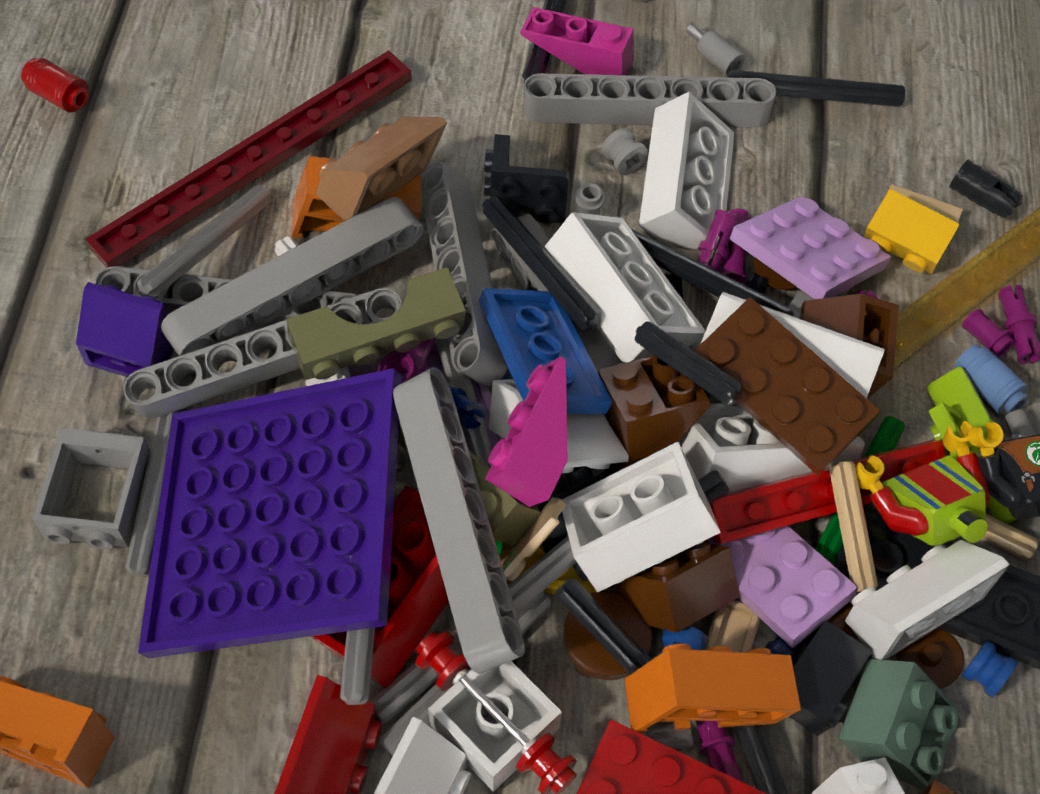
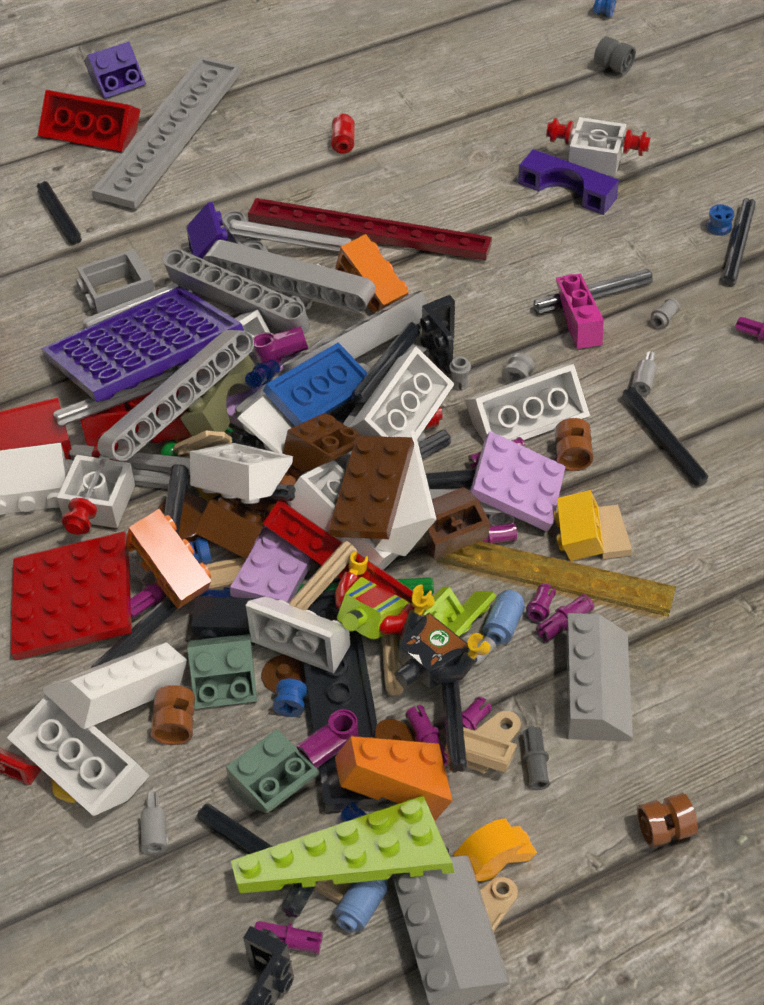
camera: 60 degrees right, 10 degrees down
(330, 343) = (299, 324): olive arch -> none
(379, 165) = (383, 263): medium nougat slope -> none
(536, 444) = (234, 394): dark pink slope -> none
(634, 98) = (557, 349): light grey beam -> none
(689, 363) = (347, 436): black axle -> none
(704, 276) = (449, 444): black axle -> none
(721, 226) = (474, 441): magenta pin -> none
(781, 167) = (574, 444): none -> dark orange wheel
(986, 189) = (659, 552): black hinge -> none

